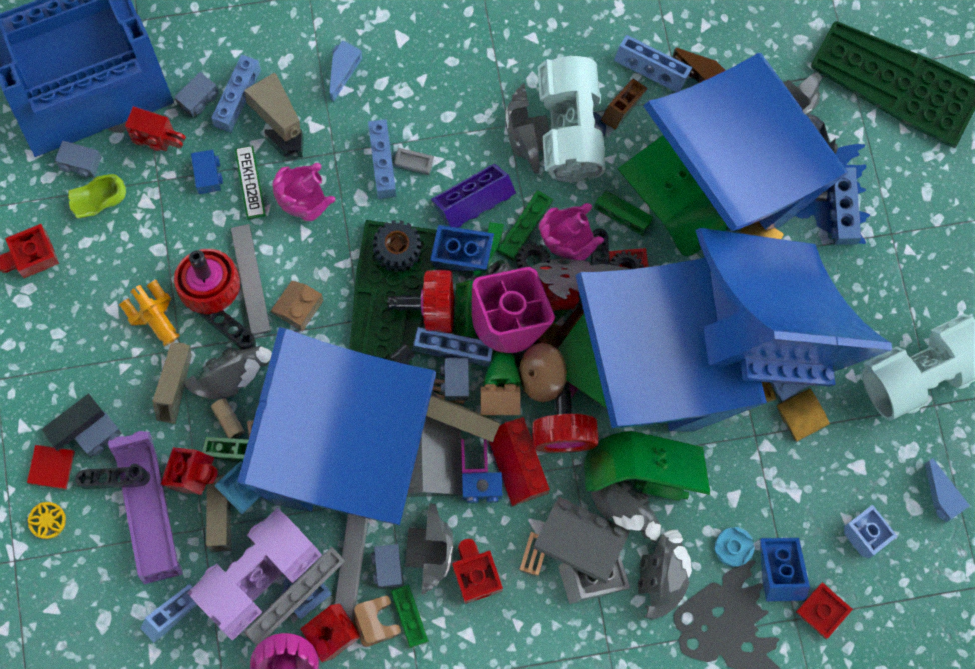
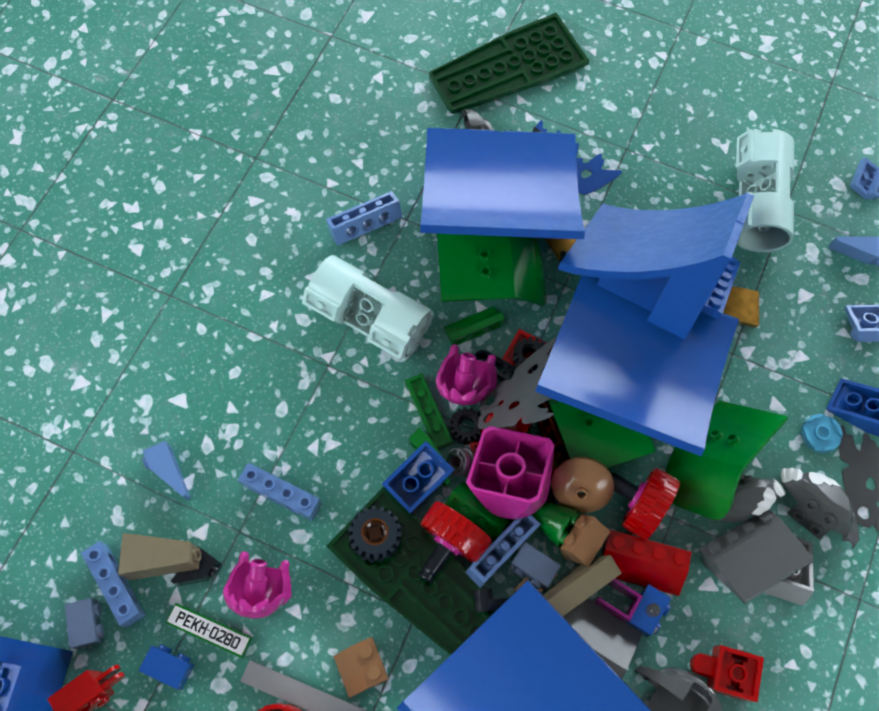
camera: 55 degrees left, 5 degrees down
(413, 161) = (301, 466): light grey tile -> none
(474, 196) = (372, 436): dark purple slope -> none
(524, 132) = (349, 354): dark grey animal -> none
(529, 570) = (748, 619): light nougat tile -> none
(623, 104) = (381, 263): reddish brown slope -> none
(702, 67) = (402, 184): reddish brown slope -> none
(851, 234) = (595, 163): medium blue brick -> none

